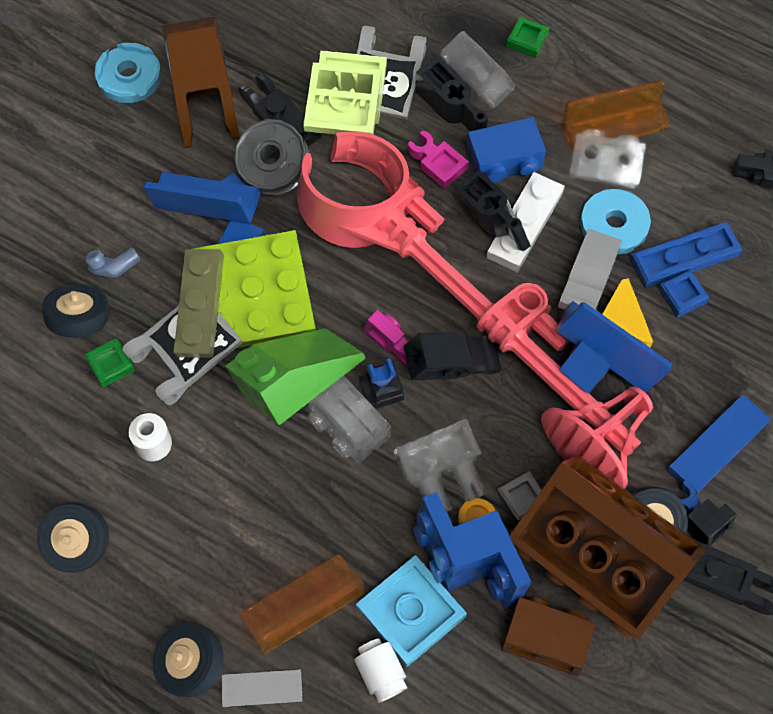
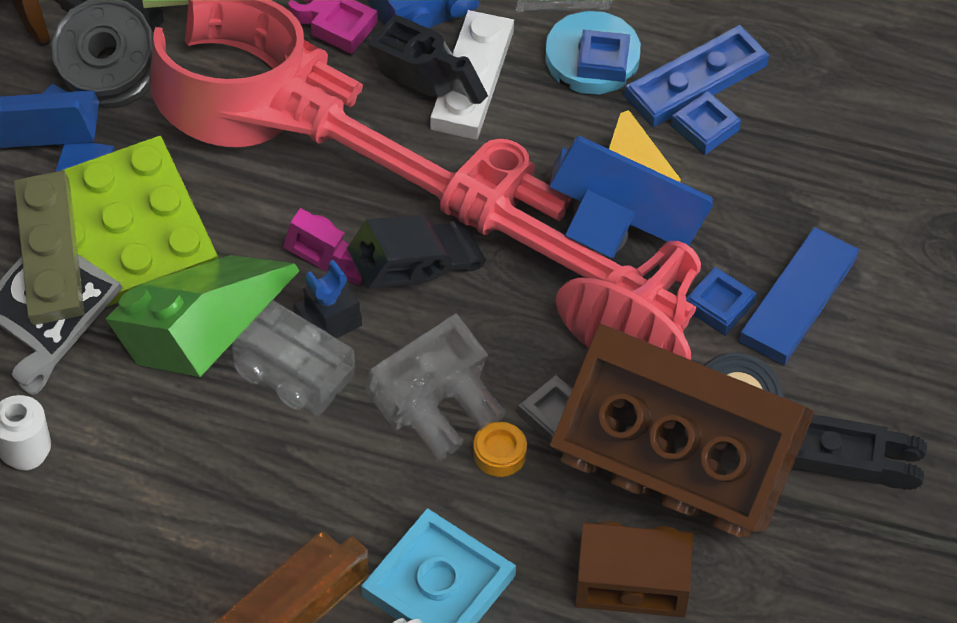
camera: 15 degrees left, 10 degrees down
(471, 552) = (504, 479): blue bracket -> none
(591, 270) = (575, 106): light grey piece -> none
(623, 226) = (603, 55): none -> blue tile
(660, 436) = (721, 300): none -> blue tile
(706, 520) = (806, 381): black piece -> none

